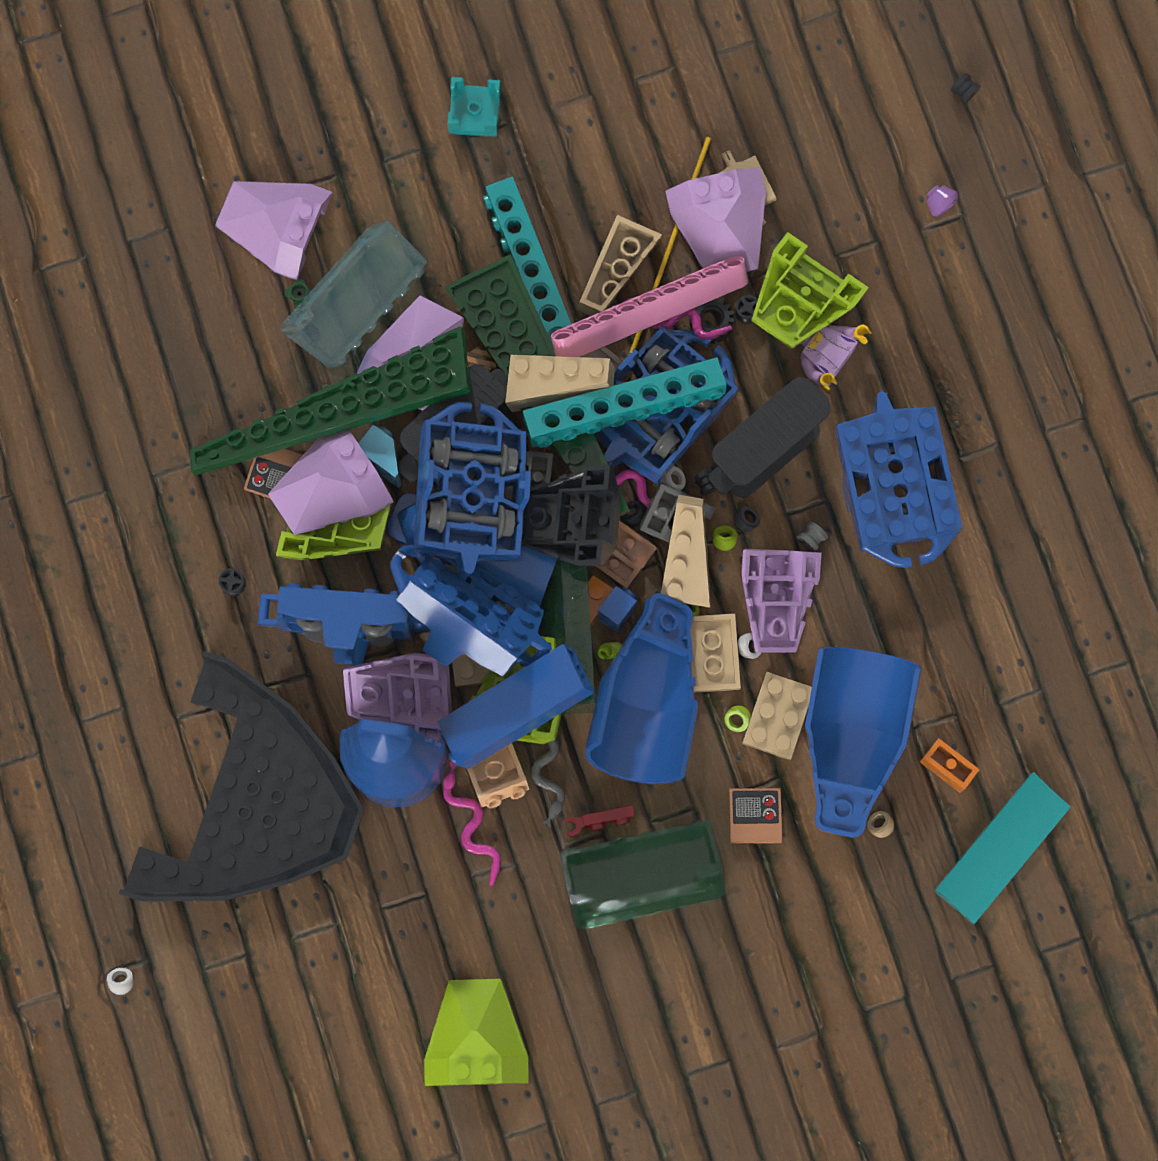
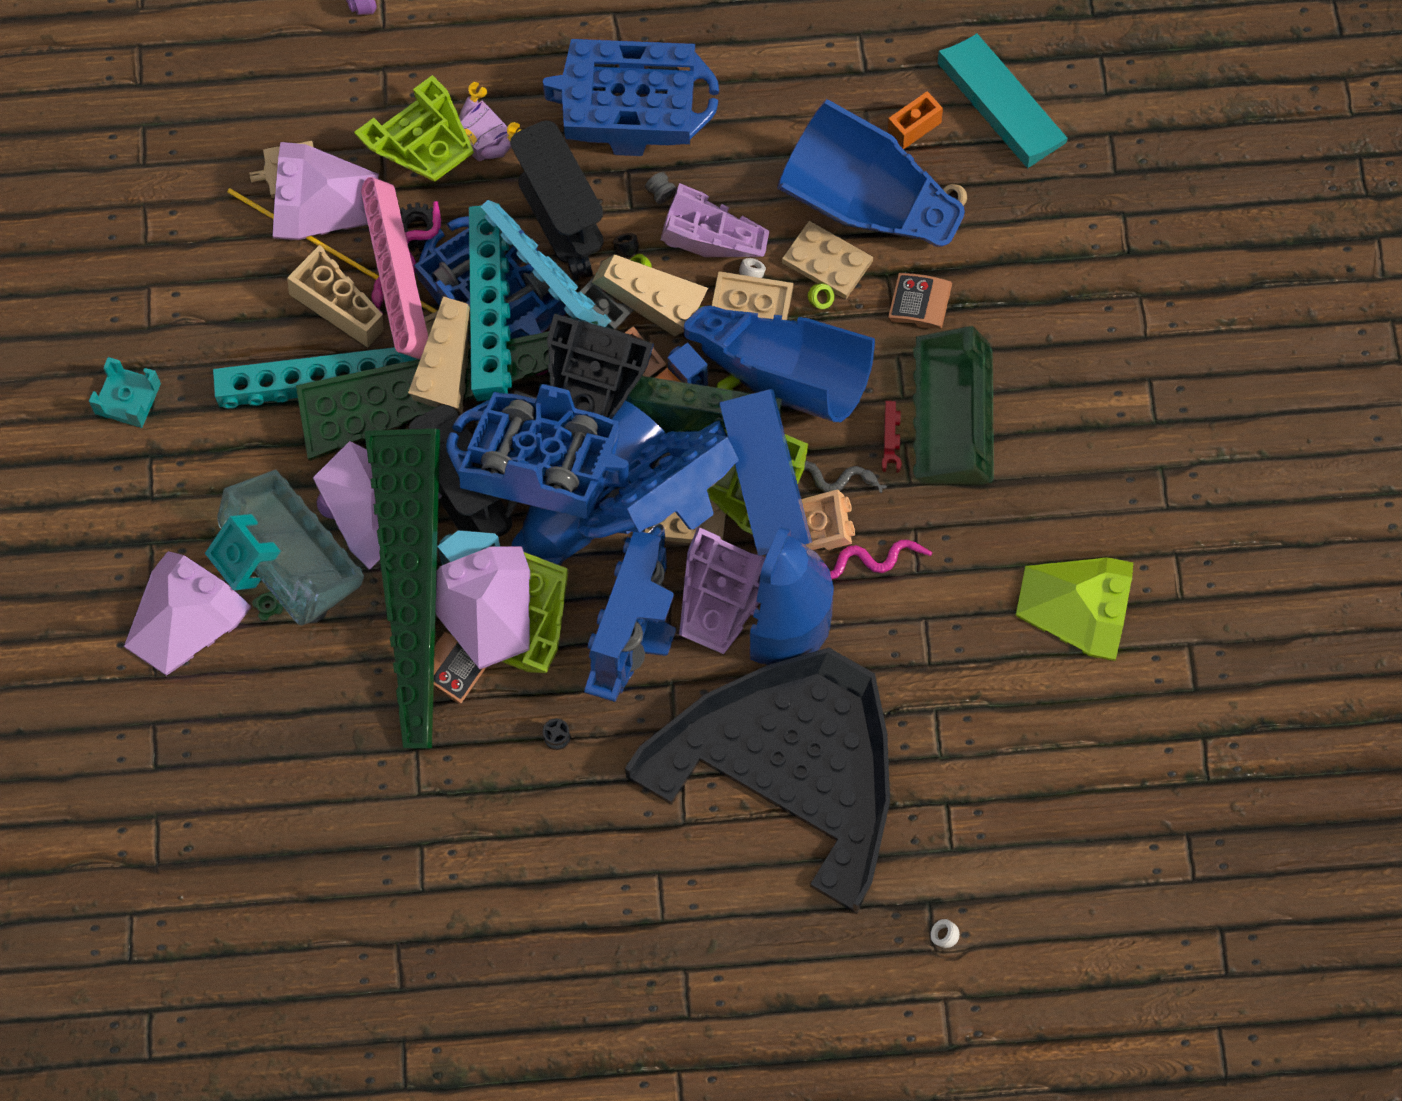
camera: 75 degrees left, 10 degrees down
(331, 250) = (238, 552): none -> teal panel
(662, 453) = (544, 267): none -> medium azure wing
(745, 304) = (416, 186): black wheel -> none

